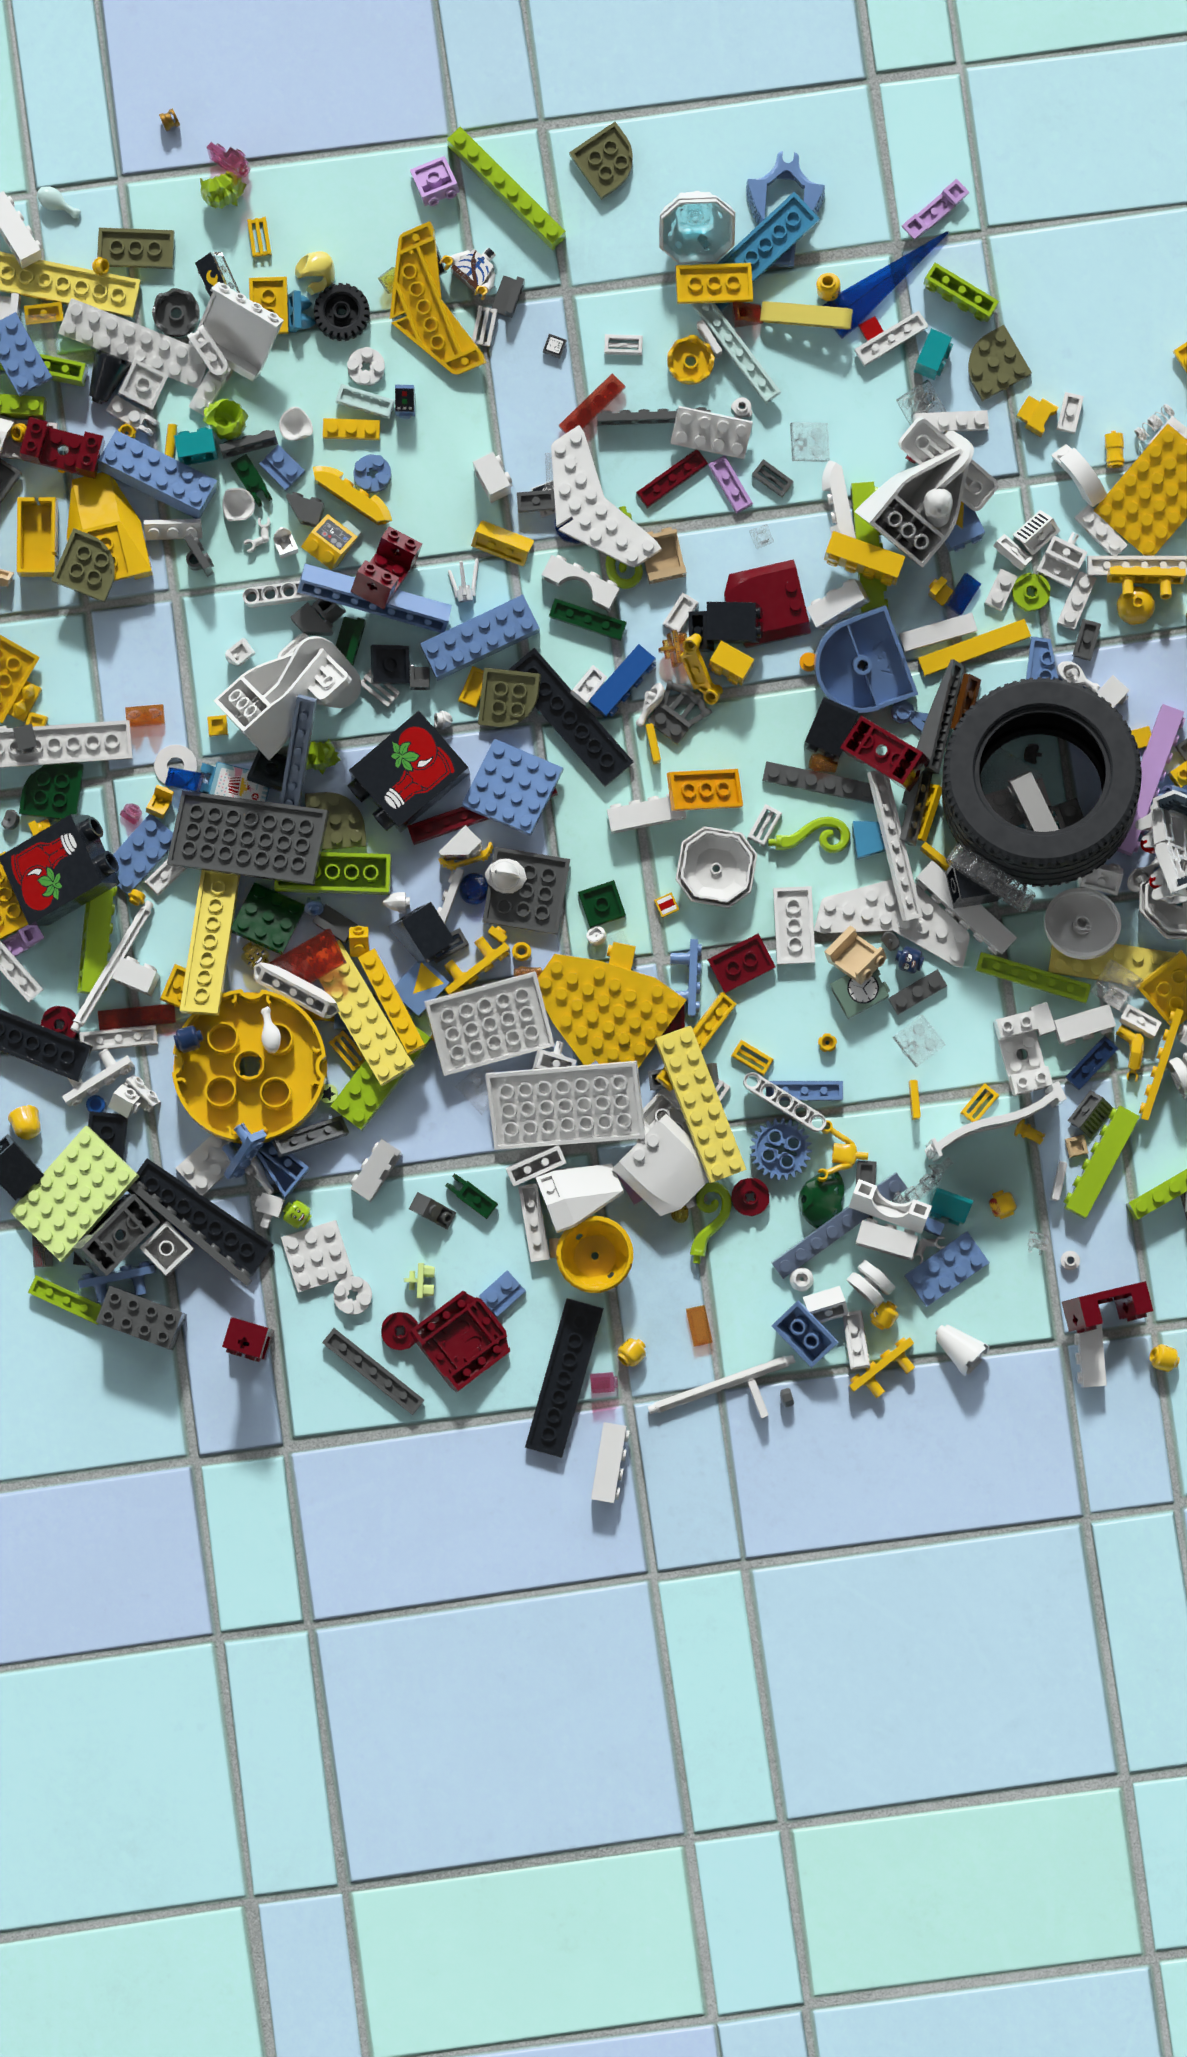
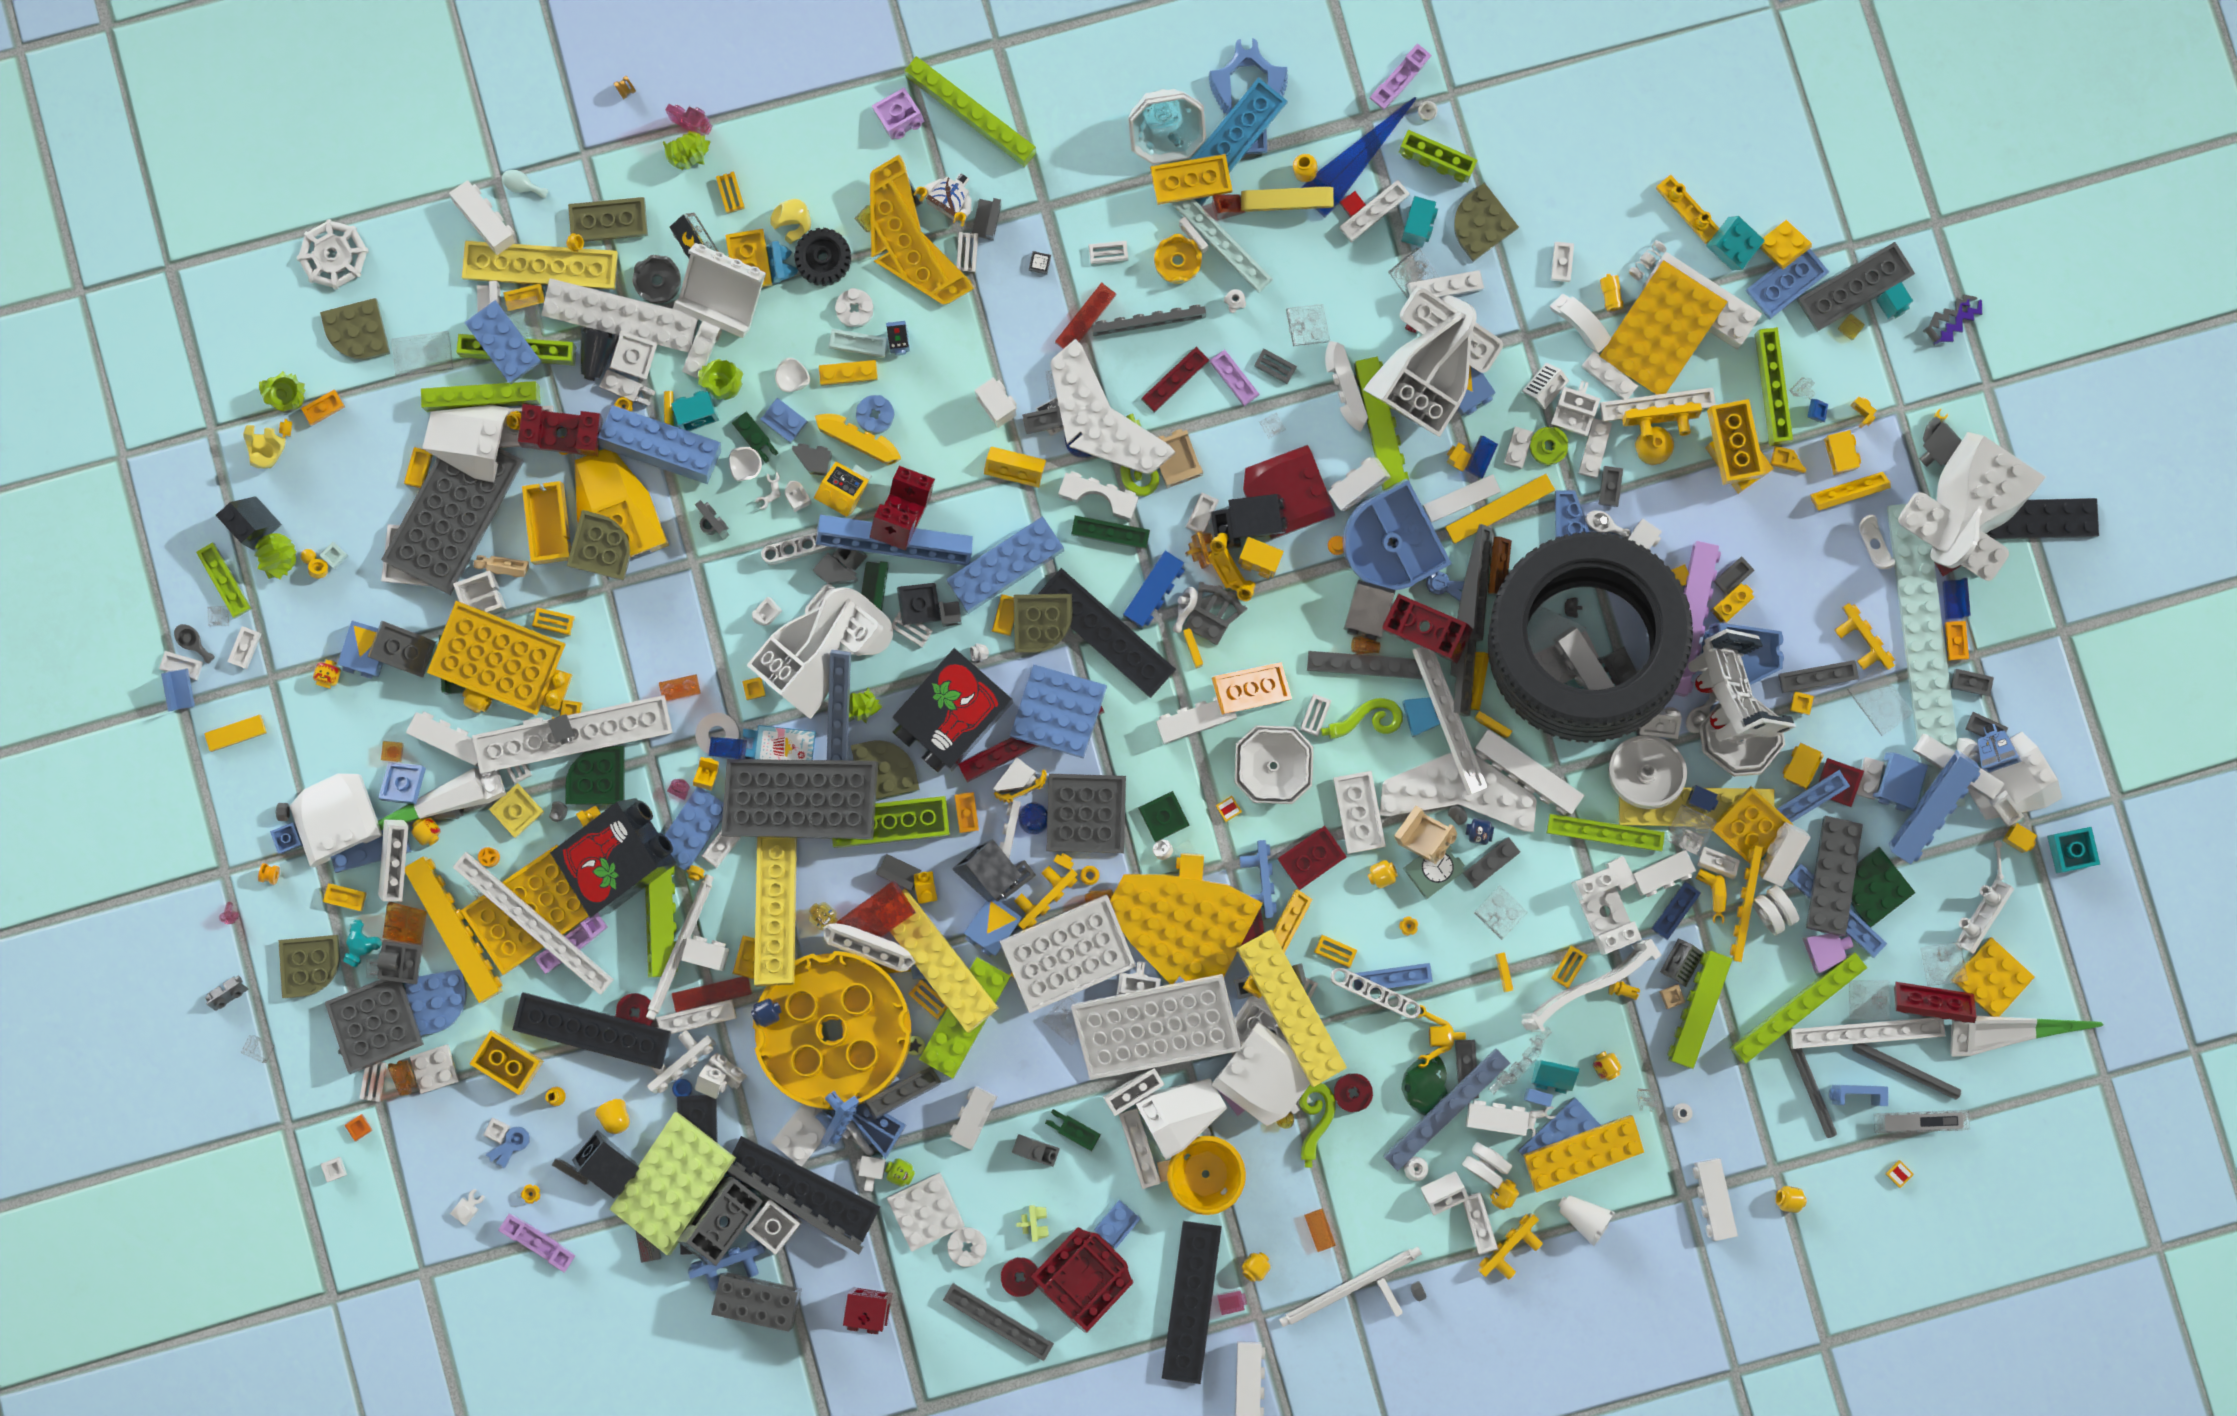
camera: 10 degrees left, 0 degrees up
(45, 640) = (569, 625): none -> yellow tile
(65, 1299) = (677, 1291): lime plate -> none
(172, 529) = (682, 496): white plate -> none
(209, 351) = (695, 314): white plate -> none
(248, 443) = (747, 400): dark grey plate -> none
(268, 772) = (812, 730): black hinge -> none
(268, 918) = (830, 877): dark green plate -> none
(270, 1034) = (849, 996): white piece -> none
(314, 907) = (875, 859): medium blue plate -> none
(391, 1001) = (966, 945): yellow plate -> none
(397, 902) = (958, 843): white plate -> none
(409, 873) = (966, 812): none -> light orange plate
(464, 593) = (983, 521): white plant -> none
(505, 876) = (1063, 801): white piece -> none
(588, 685) = (1120, 598): white plate -> none
(605, 159) = (1065, 70): olive plate -> none
(711, 432) = (1208, 328): white plate -> none
(775, 1165) = (1374, 1057): medium blue gear -> none
(804, 1333) = (1427, 1225): medium blue slope -> none
(808, 988) = (1382, 874): none -> yellow head
(864, 558) = (1379, 435): yellow brick -> none
(908, 1215) = (1518, 1092): white arch -> none
(936, 500) = (1447, 374): white cap -> none
(957, 246) = (1427, 110): none -> white tile
(965, 891) = (1535, 749): black slope -> none
(967, 1285) = (1583, 1153): none -> yellow plate
(990, 878) = (1553, 741): clear beam -> none
(1012, 552) = (1525, 408): white plate -> none
(1036, 414) = (1529, 268): yellow piece -> none
(1058, 1181) = (1660, 1033): white tile -> none
(1131, 1303) = (1707, 1168): dark red plate -> none
(1132, 957) = (1702, 799): none -> dark blue brick

